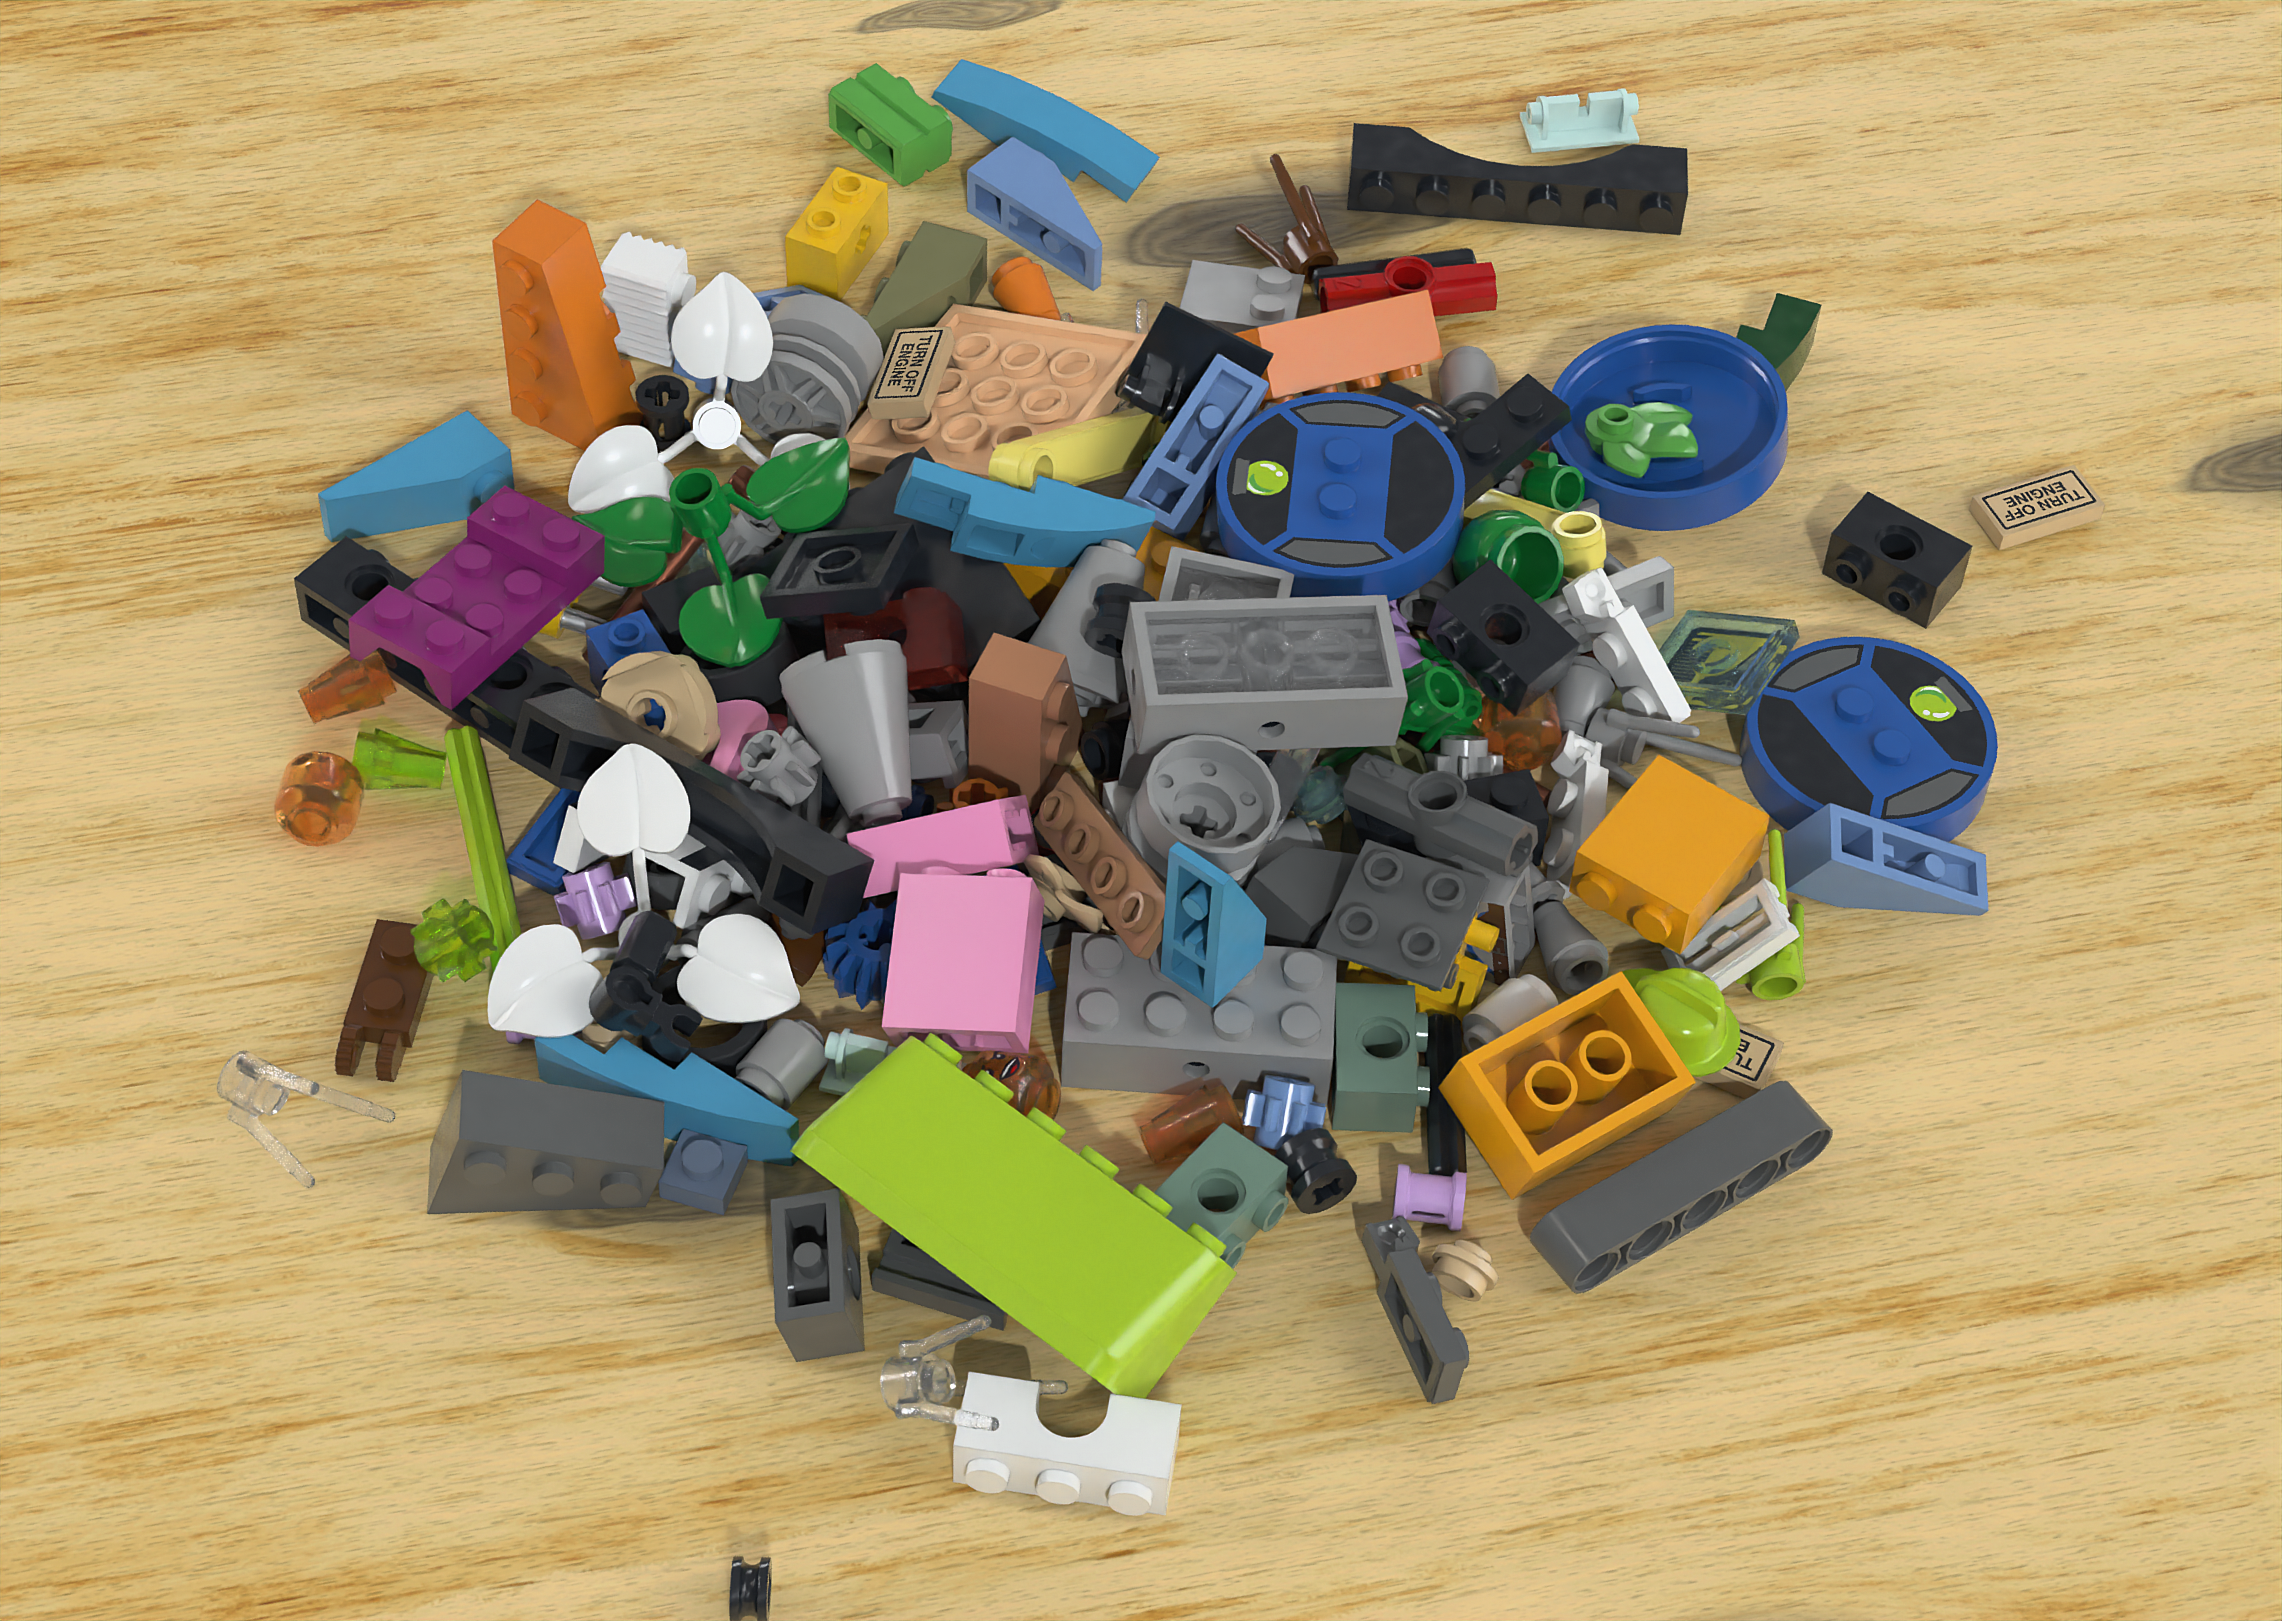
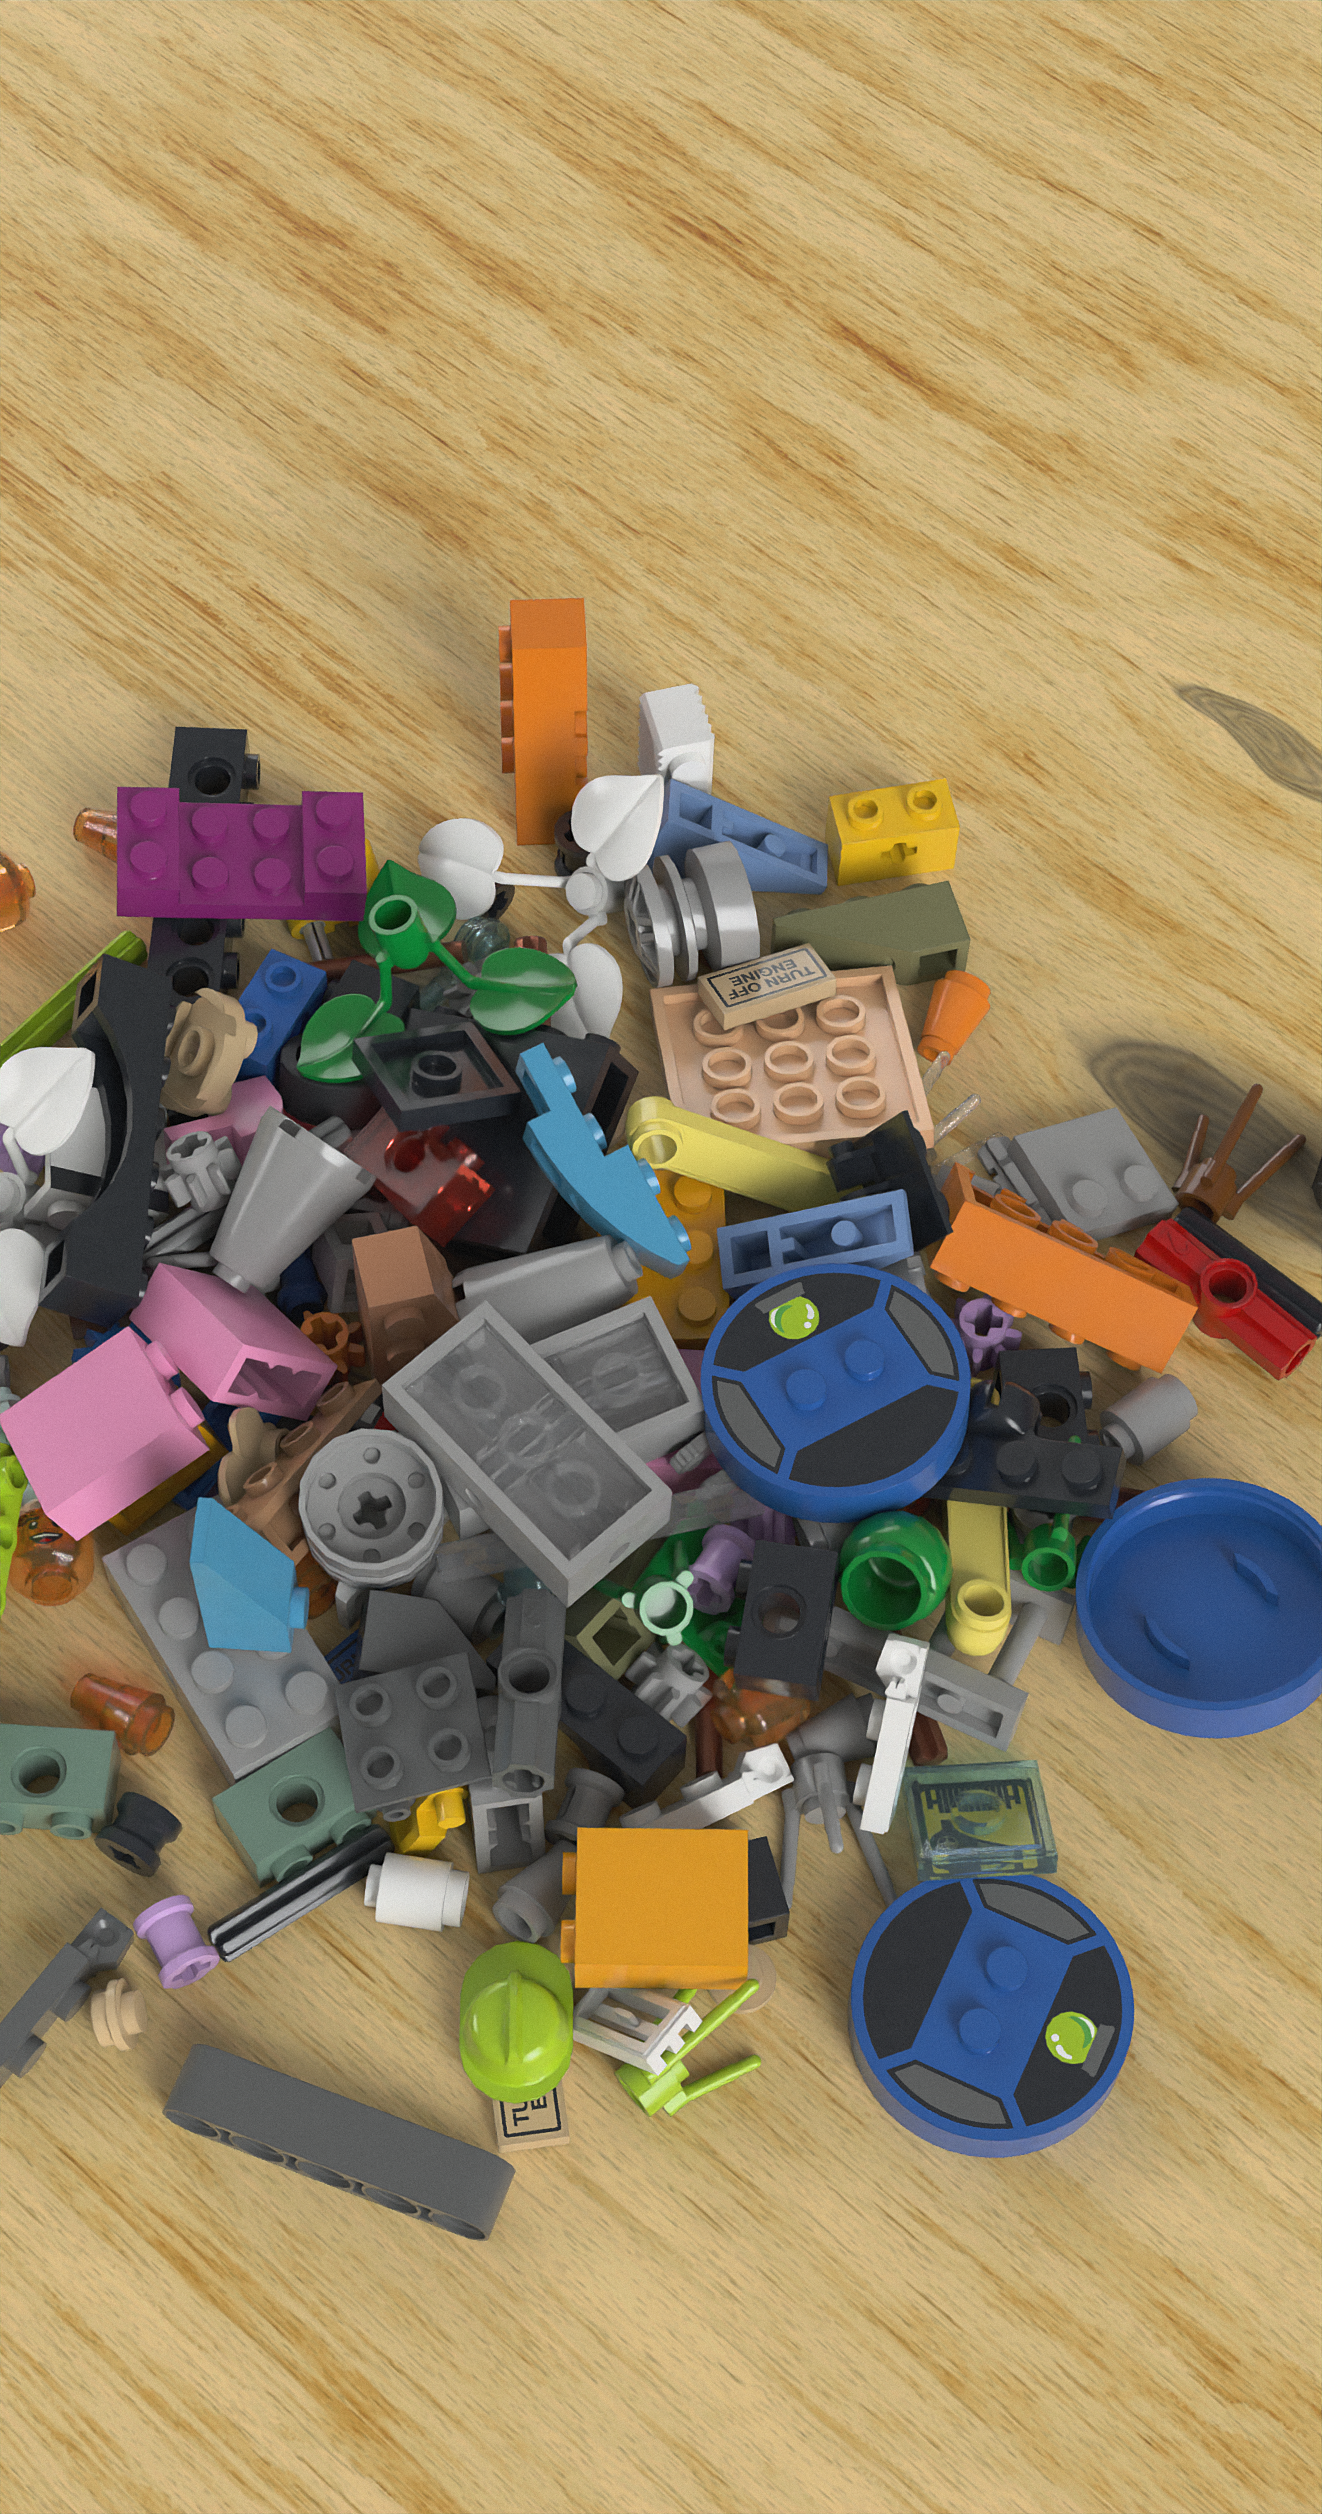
camera: 55 degrees right, 10 degrees up
(396, 762) = (67, 916): clear neon green cone -> none
(420, 484) = (376, 744): dark azure slope -> none
(891, 124) = (1064, 785): bright green brick -> none
(1032, 205) = (1068, 948): medium blue slope -> none
(1065, 133) = (1168, 898): dark azure slope -> none
(1107, 629) = (529, 1308): black wheel -> none
(1282, 1110) = (177, 1772): medium blue gear -> none
(1566, 1084) = (352, 1978): light orange brick -> none
(1638, 433) = (1174, 1596): bright green plate -> none
(1881, 866) = (845, 2113): medium blue slope -> none
(1896, 559) = (1258, 1866): black brick -> none

